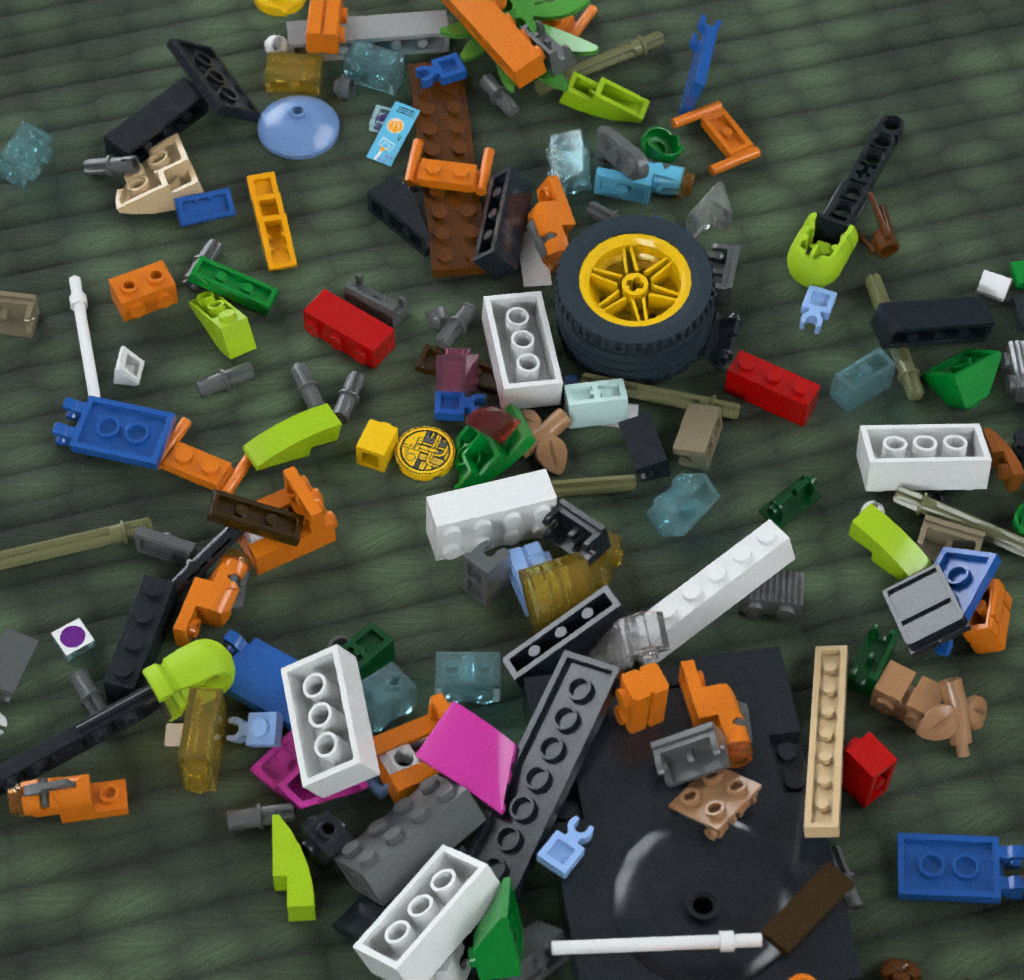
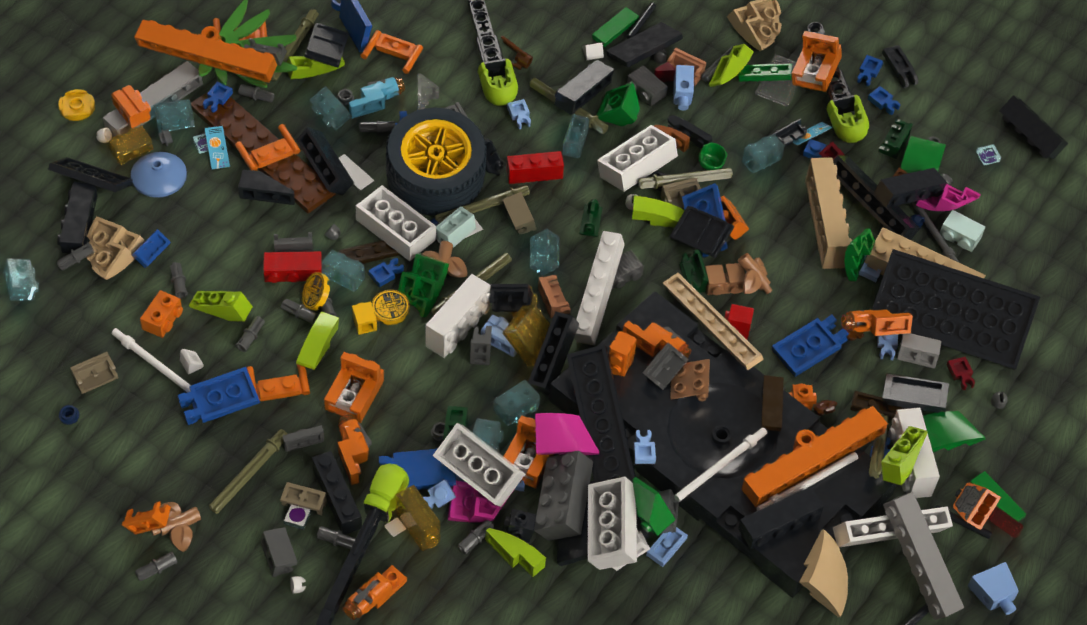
camera: 40 degrees left, 0 degrees up
(93, 620) = (304, 497): none -> dark tan hinge
(205, 558) = (333, 424): black pin -> none
(233, 285) = (208, 281): green tile -> none
(255, 517) = (346, 391): dark brown tile -> none
(271, 221) = (195, 235): light orange slope -> none
(344, 374) = (315, 291): none -> yellow tile
(404, 370) = (343, 270): none -> clear light blue brick
(456, 325) = (347, 230): dark grey axle -> none
(457, 370) = (376, 252): clear pink brick -> none
(493, 422) = (418, 267): clear red brick -> none
(550, 222) = (349, 147): orange plate -> none
(621, 153) = (358, 87): dark grey plate -> none
(633, 639) = (586, 331): clear slope -> none
(636, 83) = (326, 45): none -> black piece
(644, 447) = (499, 234): black hinge -> none
(647, 570) = (552, 295): none -> nougat hinge
(661, 145) = (368, 72): green hair -> none
(874, 934) = (804, 395): none -> orange brick

